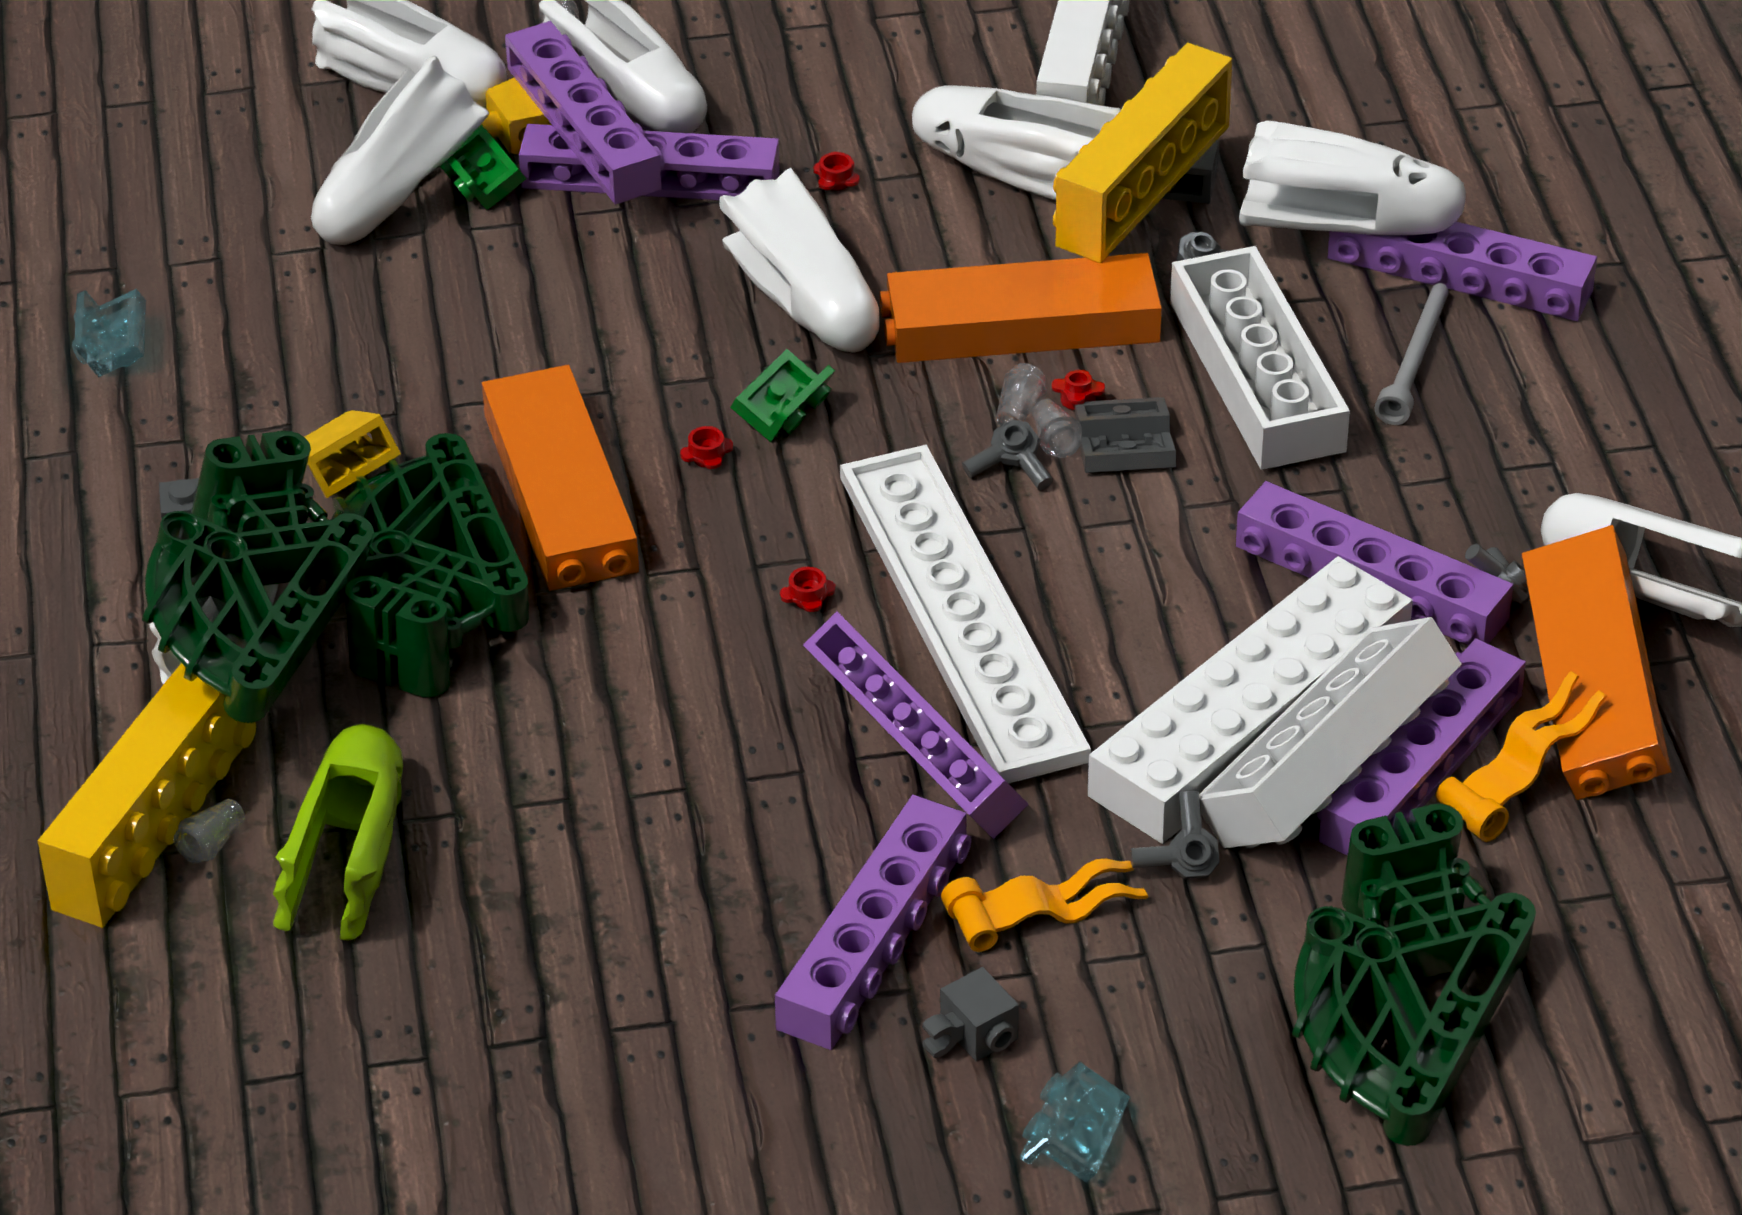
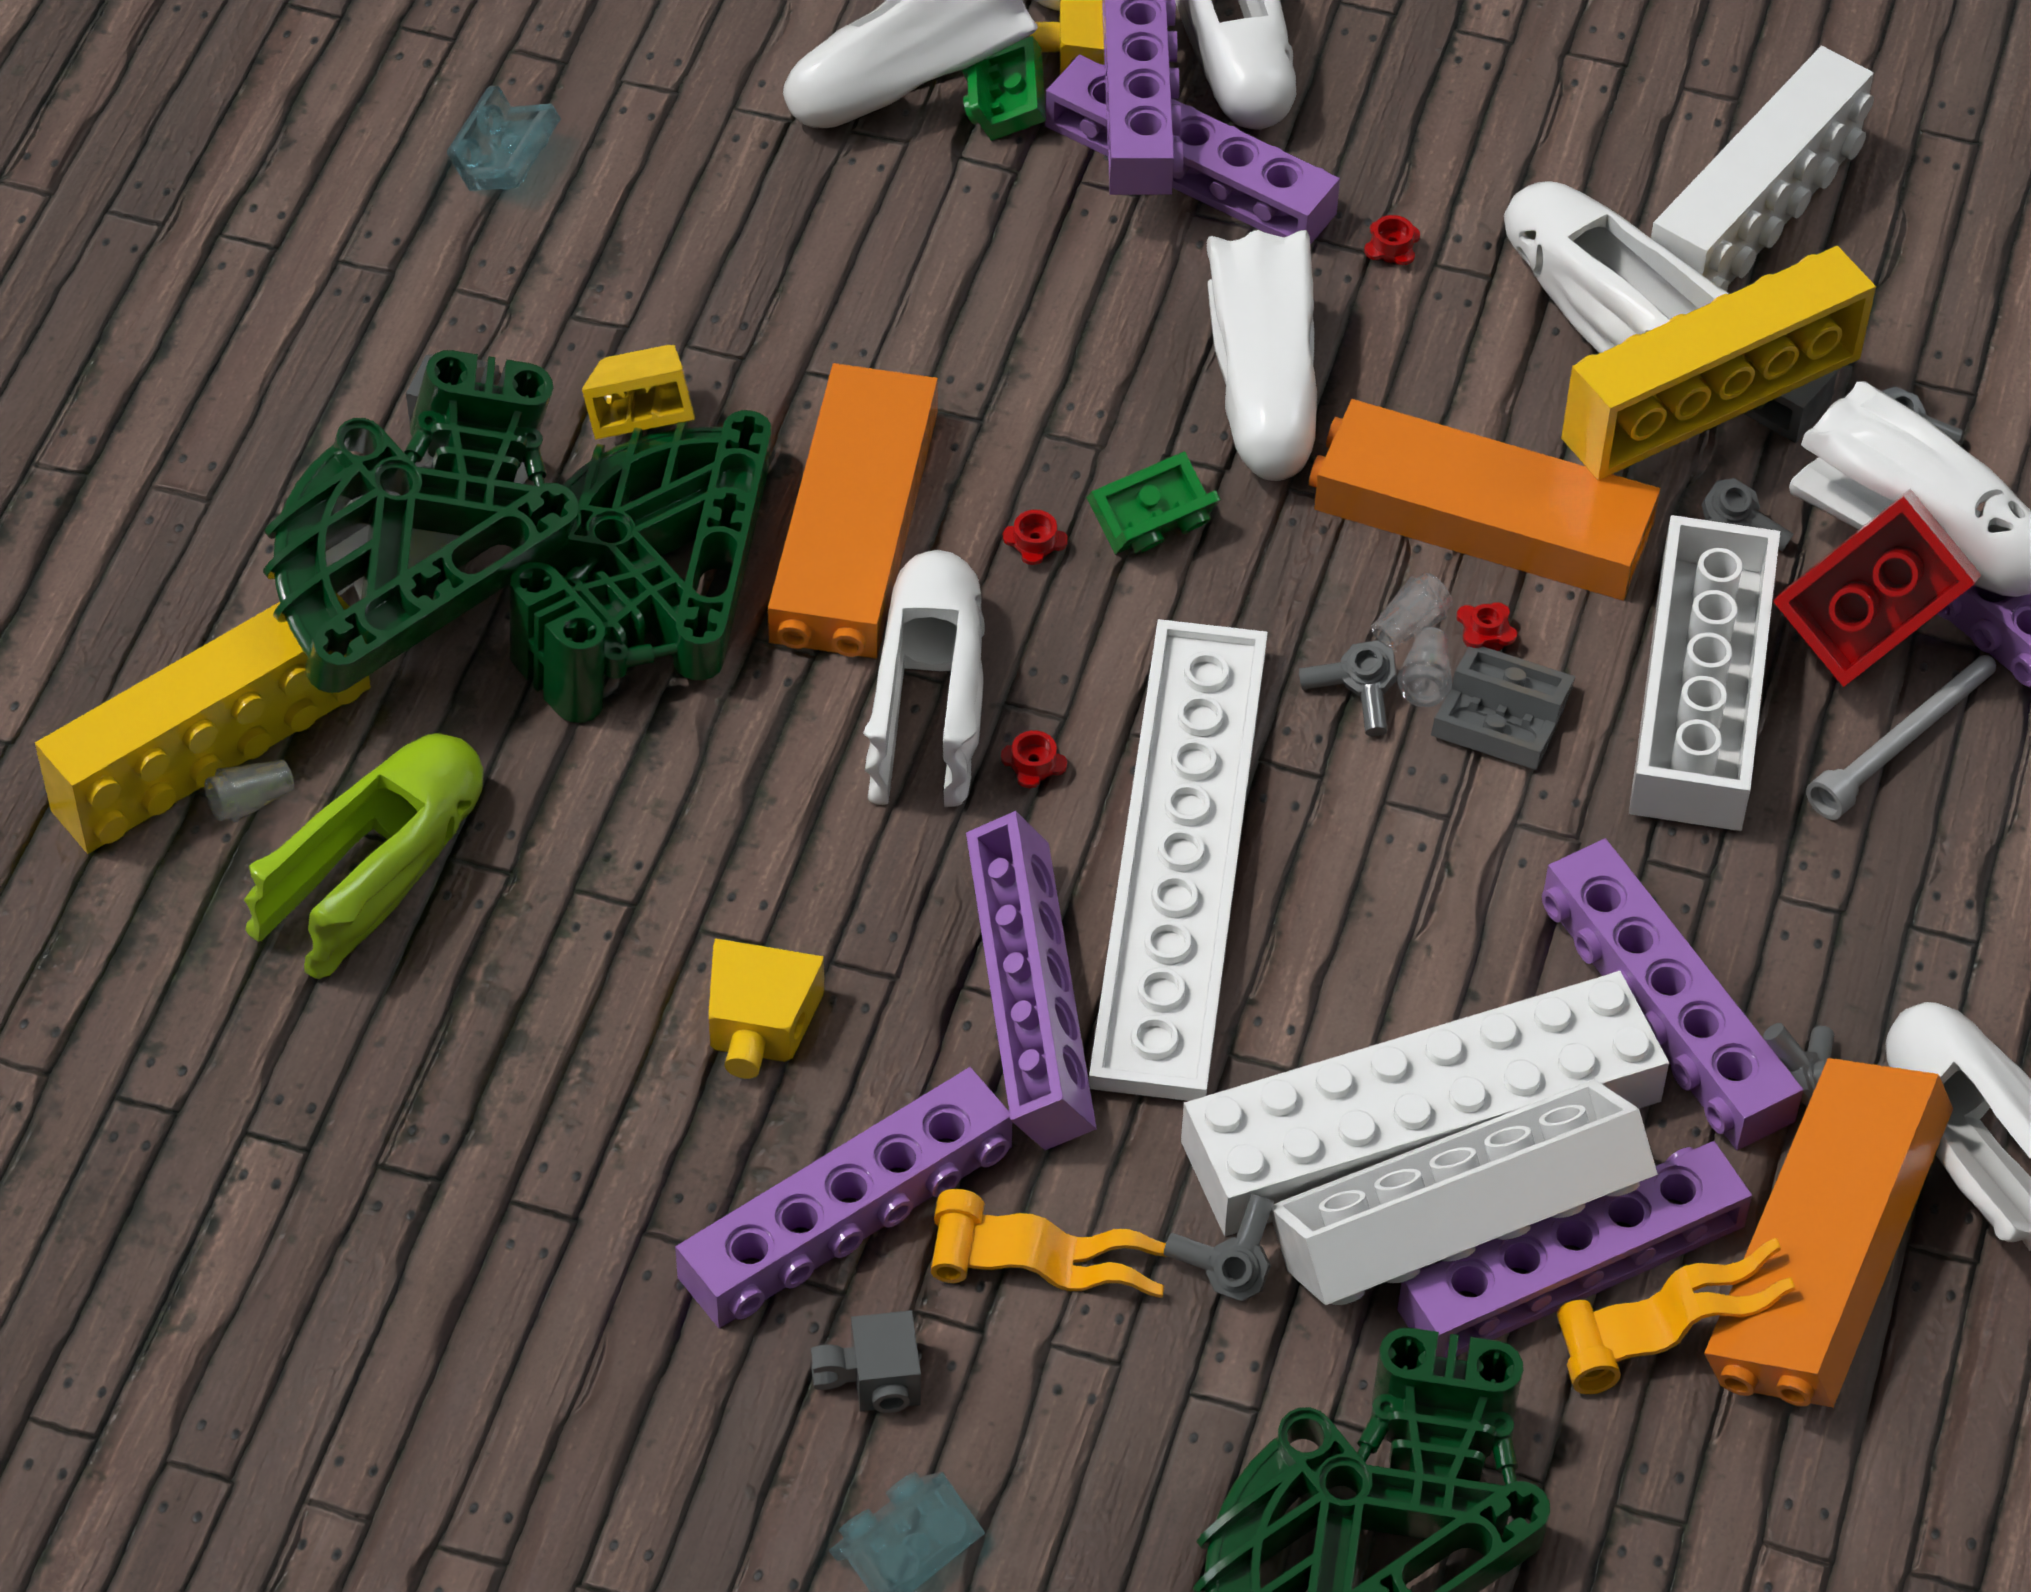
camera: 25 degrees right, 10 degrees up
(685, 526) = (933, 627): none -> white piece
(714, 819) = (761, 1003): none -> yellow torso
(1351, 252) = (1877, 588): none -> red brick

